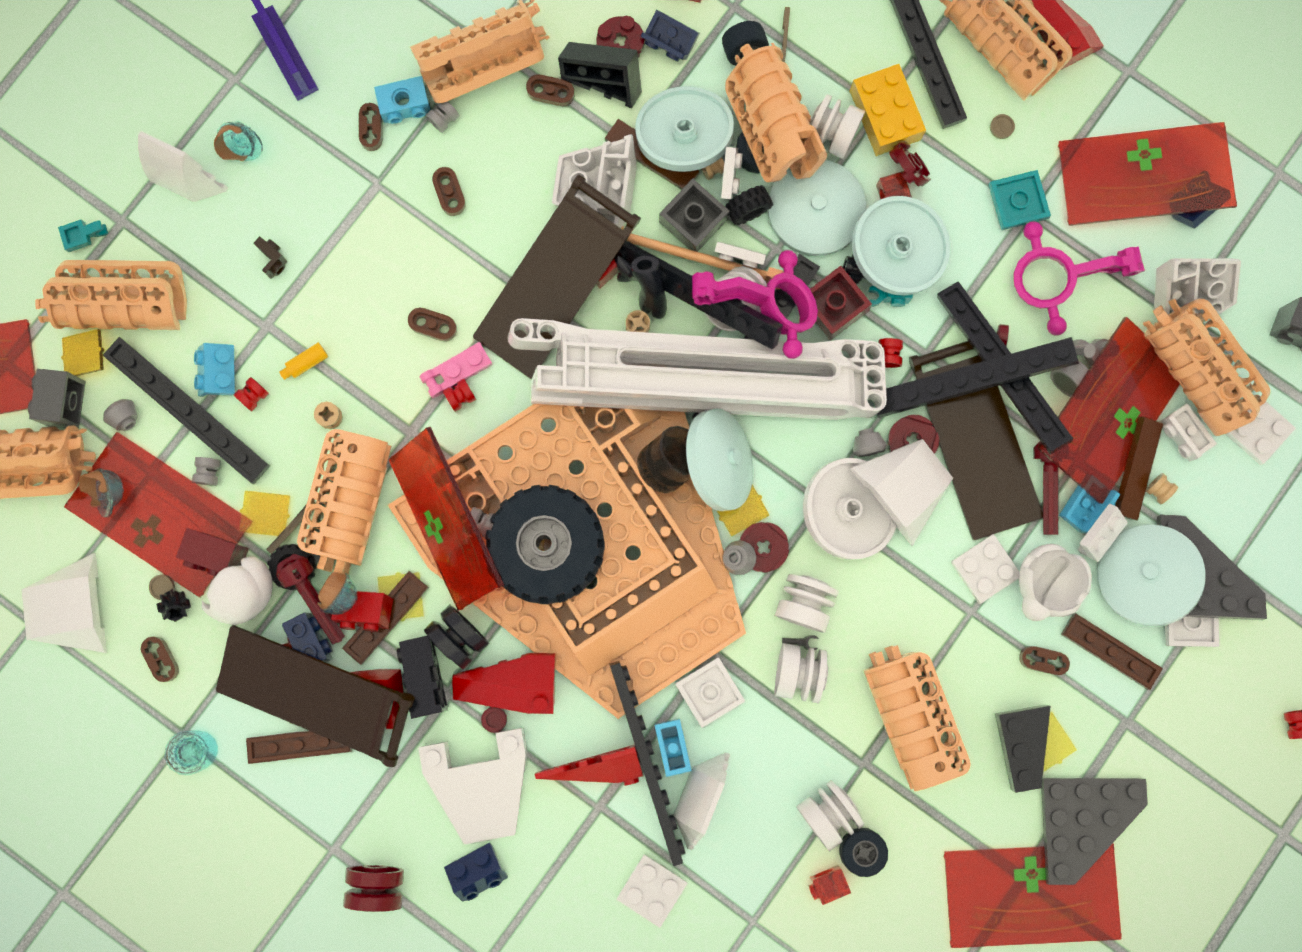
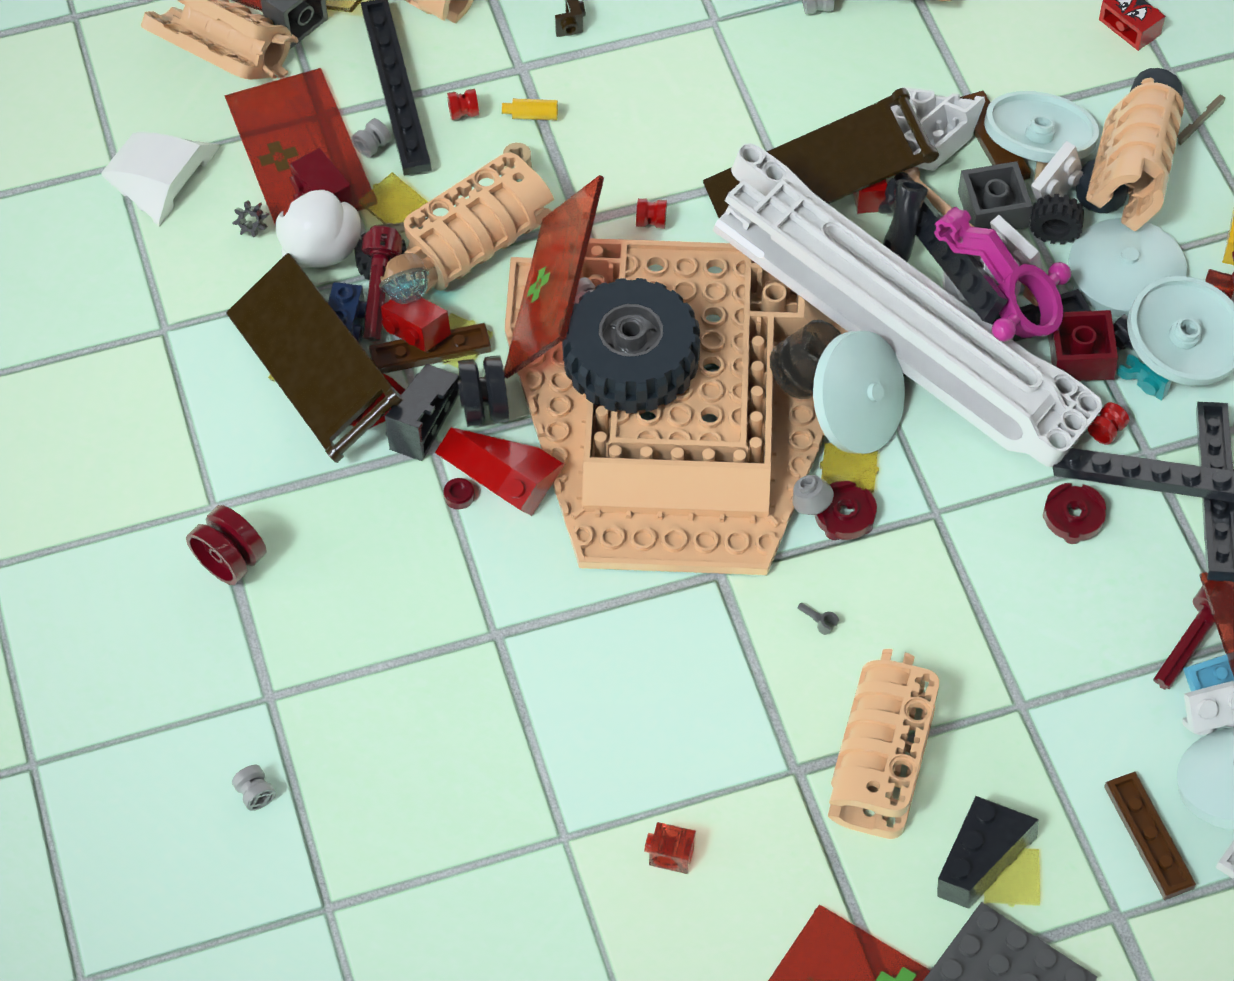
camera: 40 degrees right, 25 degrees down
(103, 488) = (272, 93): piece -> none
(121, 415) = (336, 53): light grey cone -> none
(154, 662) = (194, 255): reddish brown beam -> none
(160, 585) = (254, 197): dark tan piece -> none
(190, 752) = (161, 341): clear light blue piece -> none
(214, 369) = (448, 70): medium azure bracket -> none
(291, 746) = (255, 398): reddish brown tile -> none
(433, 324) = (677, 151): reddish brown plate -> none
(448, 192) = (772, 62): reddish brown plate -> none
(456, 368) = (679, 196): bright pink plate -> none
(475, 873) = (329, 608): dark blue bracket -> none
(479, 796) = (396, 541): white wedge -> none
(551, 90) = (939, 36): reddish brown plate -> none
(603, 69) = (999, 41): black wedge -> none
(608, 767) = (539, 593): red wedge -> none
(624, 27) = (1036, 23): dark red plate -> none
(651, 772) = (572, 622): black plate -> none
(652, 890) = (486, 738): white plate -> none
(670, 35) = (1087, 54): dark blue bracket -> none
(672, 747) = (612, 616): medium azure brick -> none
(700, 798) = (602, 673): white wedge -> none
(710, 692) = (689, 599): white plate -> none
(801, 673) = (794, 630): white wheel -> none
(806, 602) = (850, 573): white wheel -> none
(830, 815) = (723, 774): white wheel -> none
(836, 126) = (1196, 203): white wheel -> none
(844, 514) = (961, 524): white dish -> none
(868, 443) = (1024, 486): light grey cone -> none
(871, 856) = (732, 828): black wheel -> none
(907, 485) = (1036, 540): white wedge -> none
(981, 452) = (1140, 569): dark brown flag -> none
(986, 569) = (1066, 673): white plate -> none
(1046, 655) = (1068, 794): reddish brown beam -> none
(1053, 582) = (1127, 712): white piece -> none

